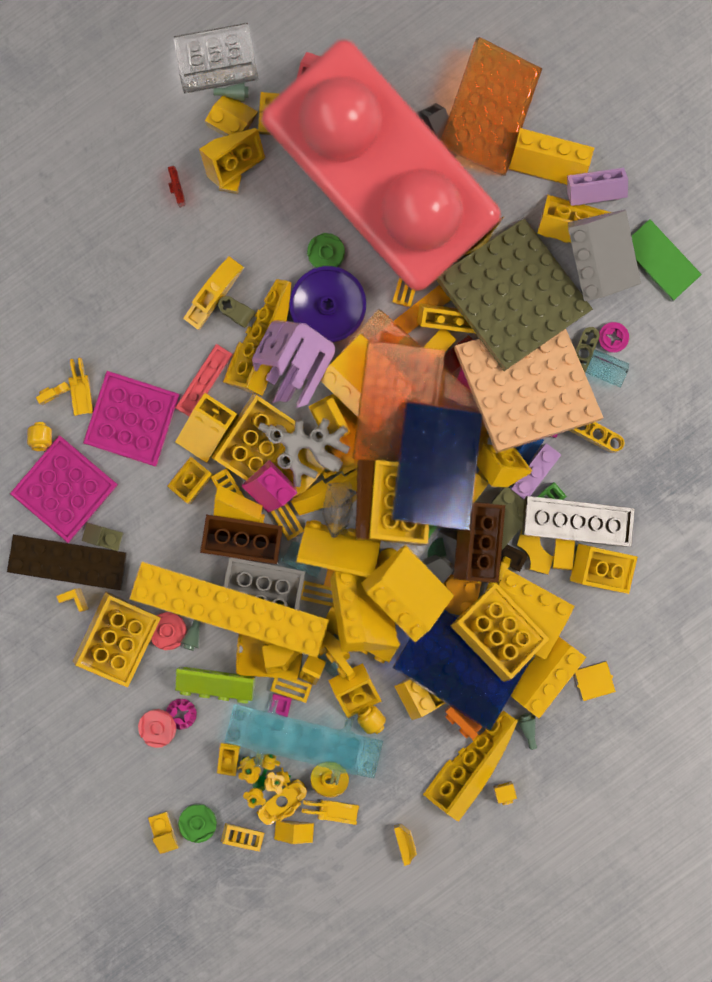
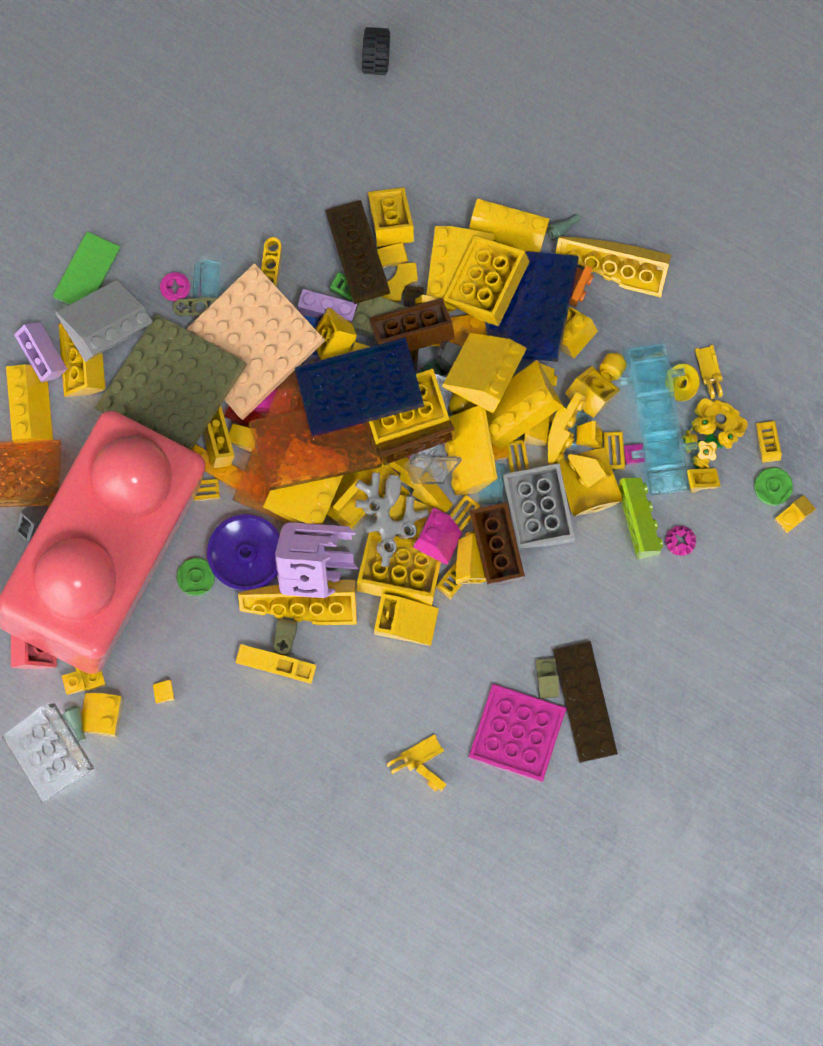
camera: 115 degrees left, 10 degrees down
(39, 436) = (477, 773): yellow head -> none
(77, 595) = (614, 680): yellow panel -> none
(116, 639) = (637, 625): yellow slope -> none
(131, 418) = (425, 696): dark pink tile -> none
(157, 728) = (703, 556): coral tile -> none
(169, 631) = (609, 583): coral tile -> none
(175, 186) = (187, 740): clear red plate -> none
(190, 480) = (461, 616): yellow slope -> none
(191, 638) = (606, 557): sand green cone -> none
(204, 379) = (362, 642): coral tile -> none
(229, 609) = (566, 525): yellow brick -> none
(231, 156) = (139, 697): yellow slope -> none
(294, 832) = (743, 397): yellow slope -> none
(405, 843) = (711, 292): yellow slope -> none
(505, 793) = (628, 225): yellow plate -> none
(595, 681) = (495, 186): yellow piece -> none

